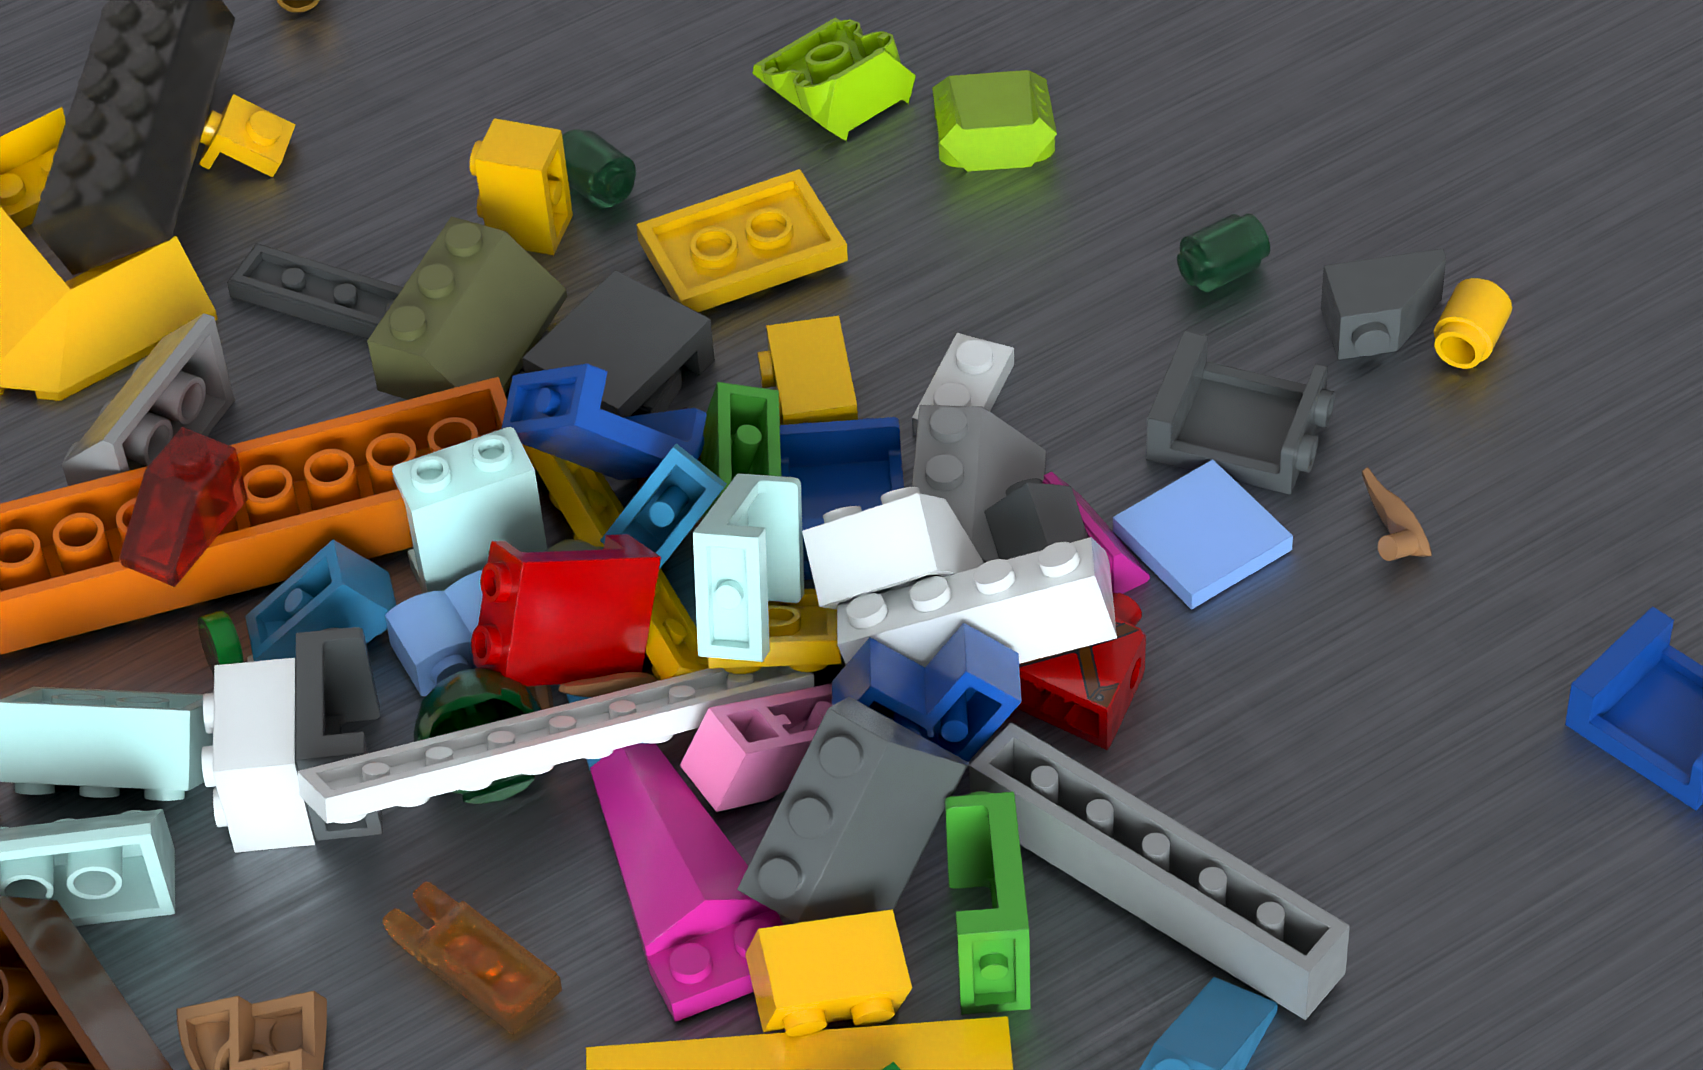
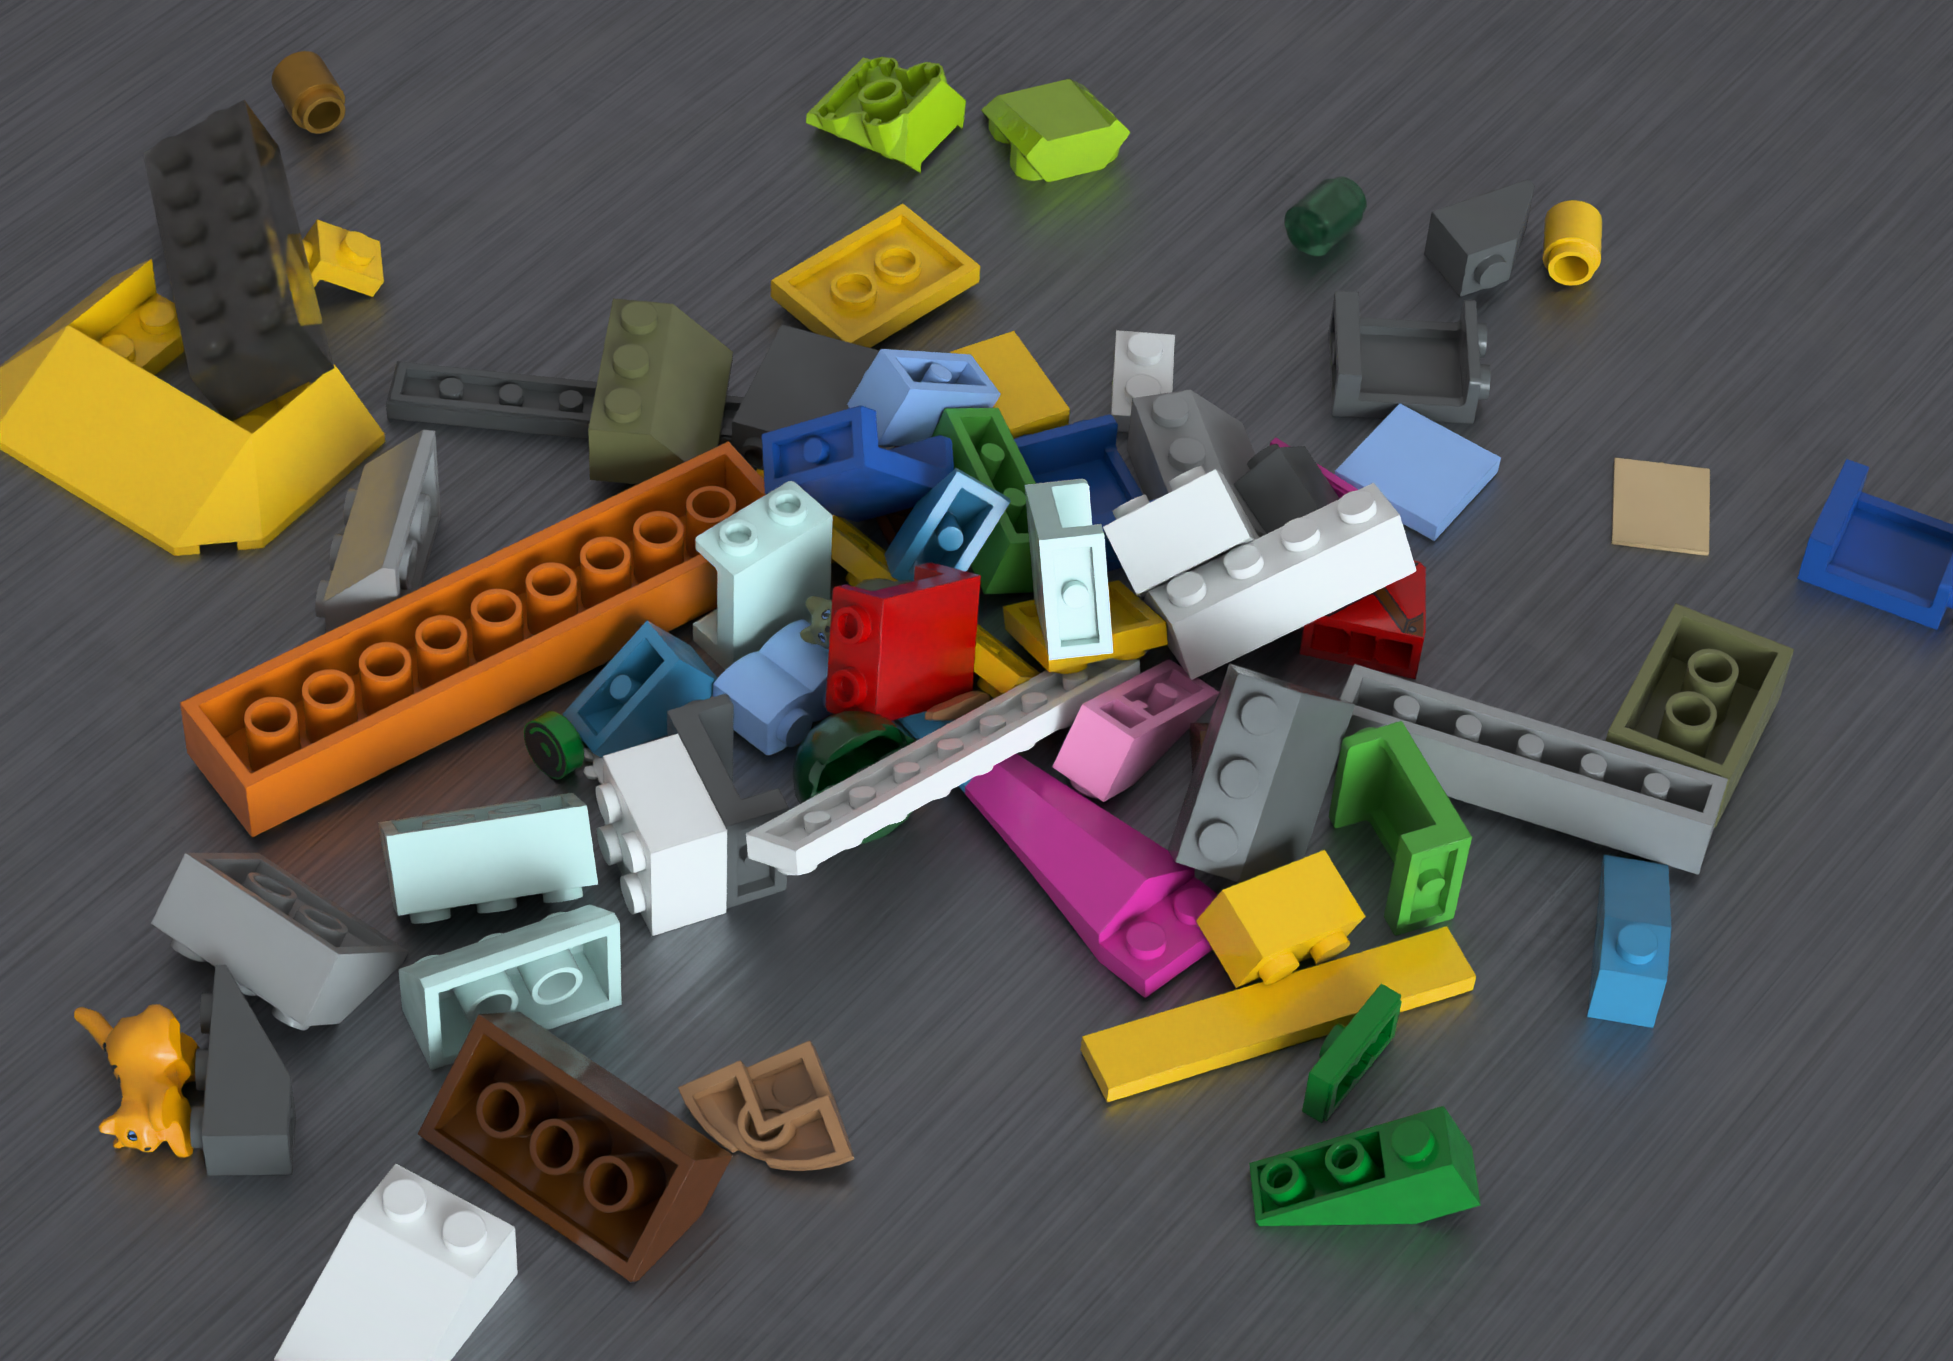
camera: 25 degrees left, 0 degrees up
(182, 506) = (492, 615): clear red slope -> none
(475, 958) = (935, 978): clear orange hinge -> none
(523, 183) = (651, 251): yellow brick -> none
(597, 168) = (701, 234): clear green brick -> none
(692, 353) = (916, 387): none -> light blue brick
(950, 701) = (1297, 641): blue brick -> none
(1373, 838) = (1703, 696): none -> olive brick
(1405, 531) = (1582, 427): medium nougat bar -> none
(1450, 619) = (1661, 506): none -> tan window

